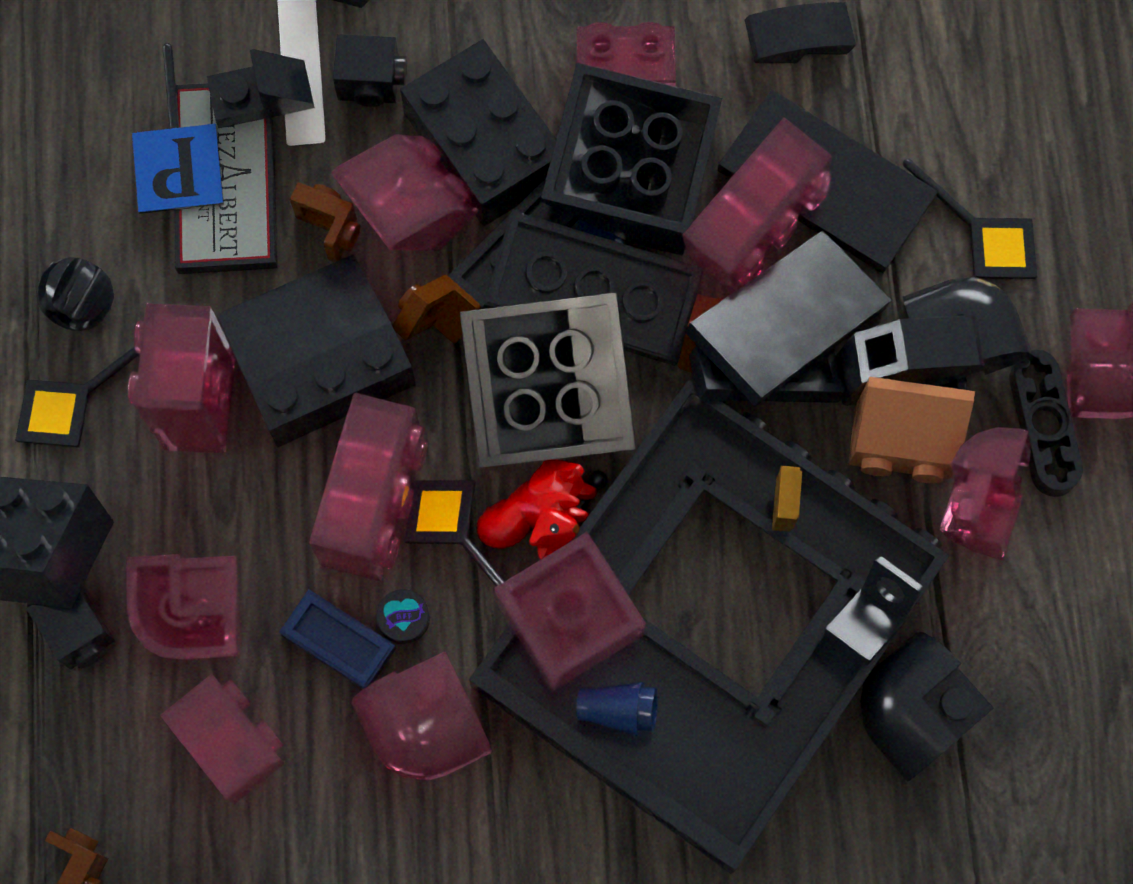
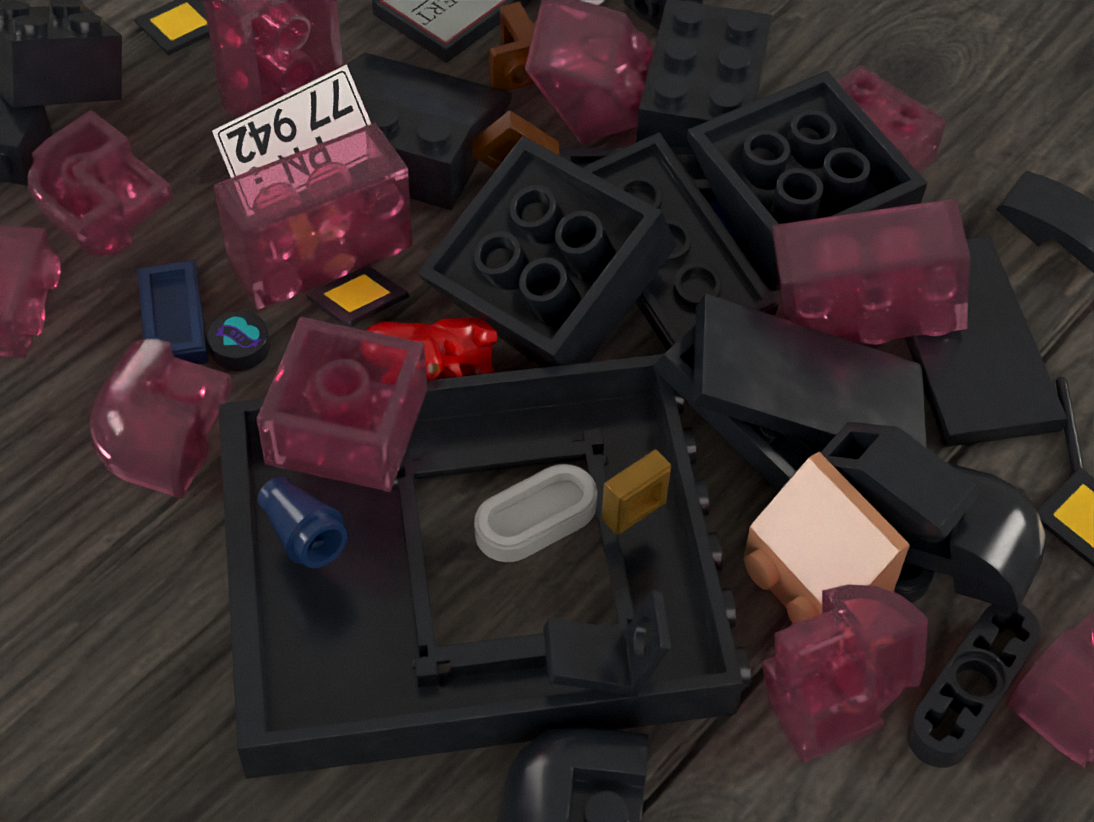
camera: 45 degrees right, 20 degrees down
(286, 443) = (293, 123): none -> white sticker
(737, 564) = (535, 513): none -> light grey tile

